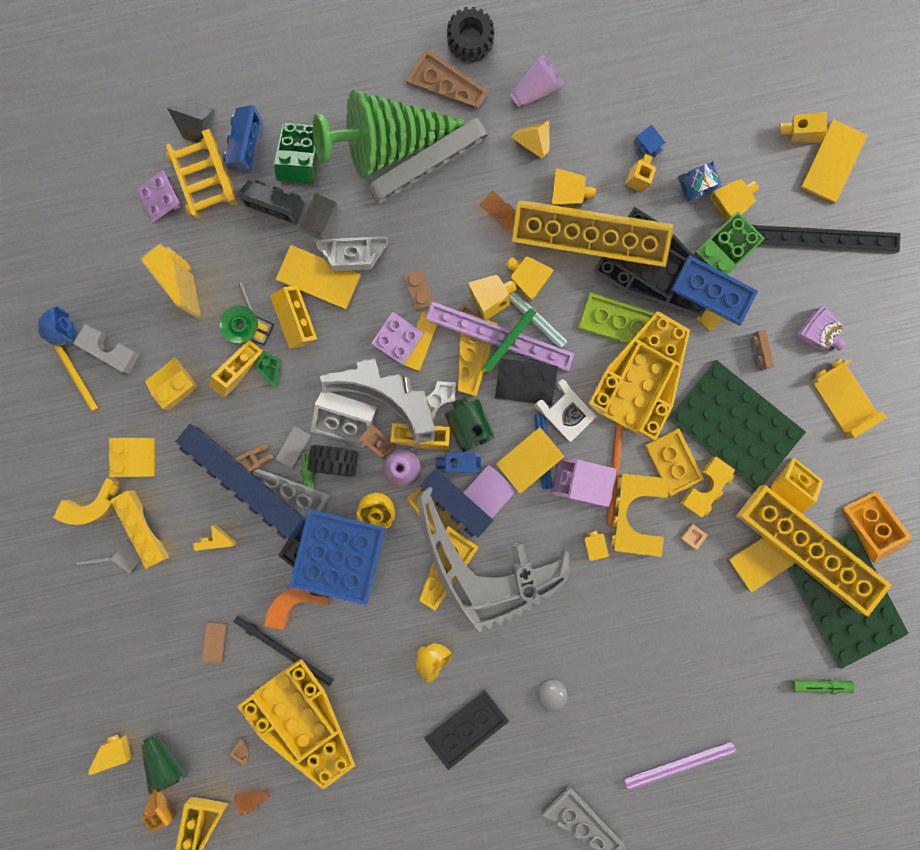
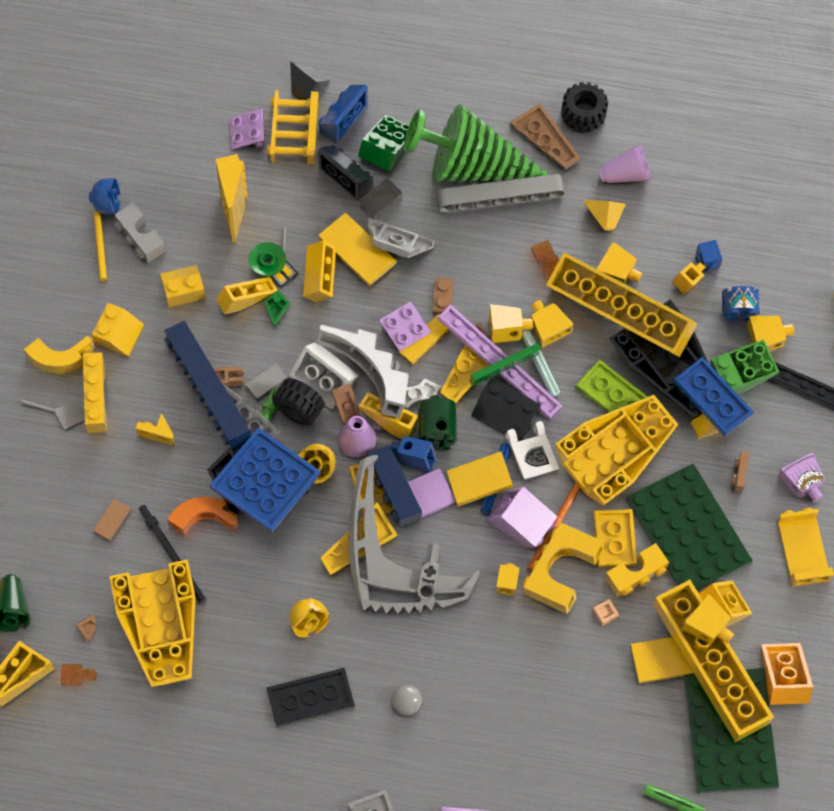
camera: 20 degrees right, 20 degrees down
(803, 523) = (709, 622): none -> yellow torso

